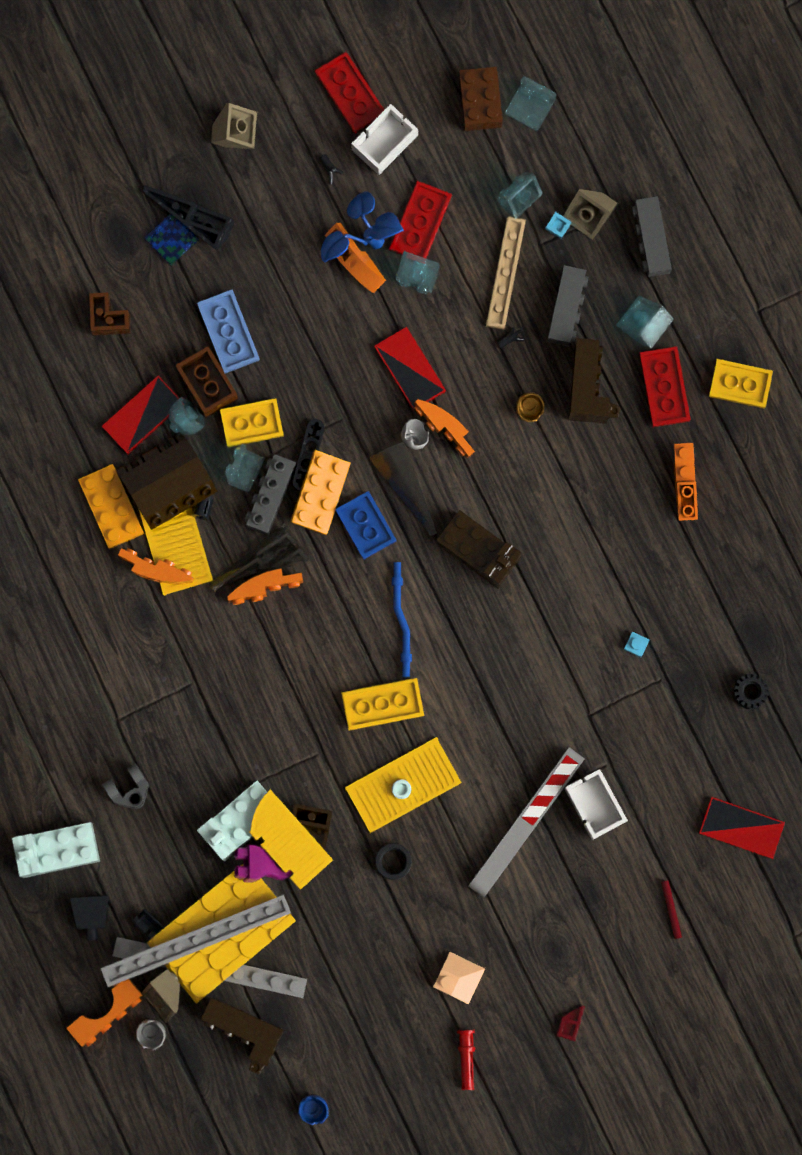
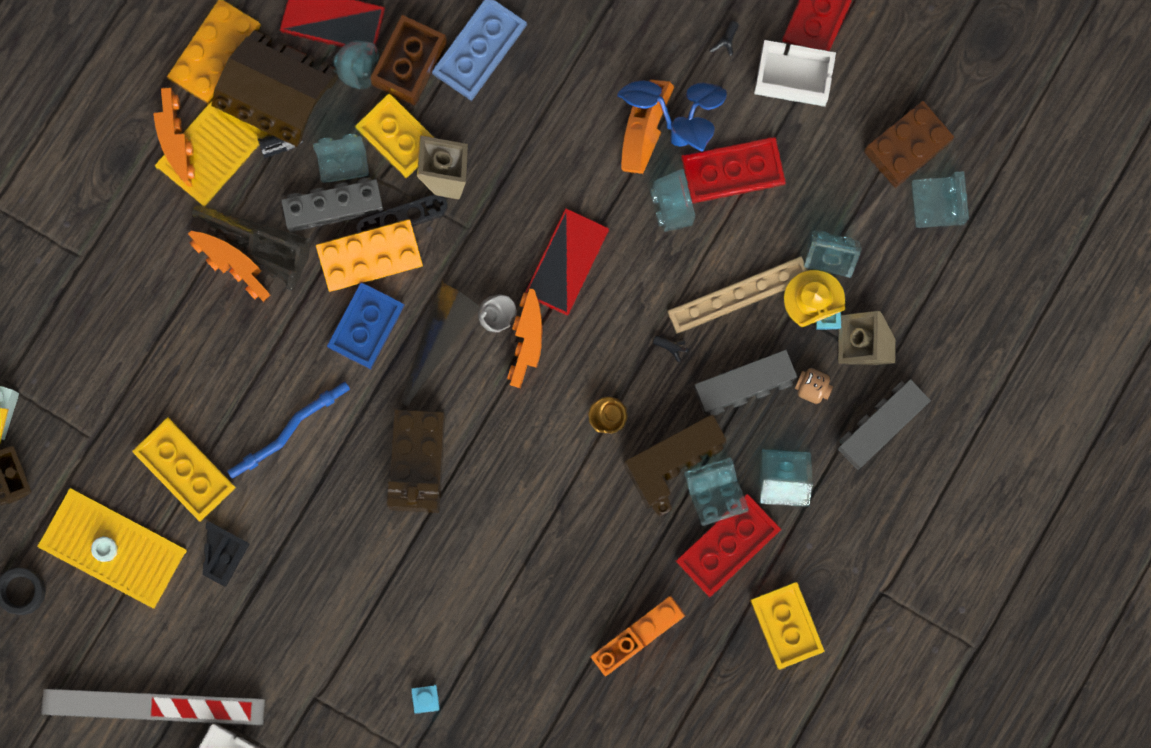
camera: 55 degrees right, 0 degrees up
(294, 404) = (442, 166): none -> dark tan slope
(455, 714) = (222, 554): none -> black wing
(540, 226) = (813, 297): none -> yellow hat
(597, 264) = (813, 386): none -> medium nougat head
(626, 371) = (716, 491): none -> clear light blue bracket

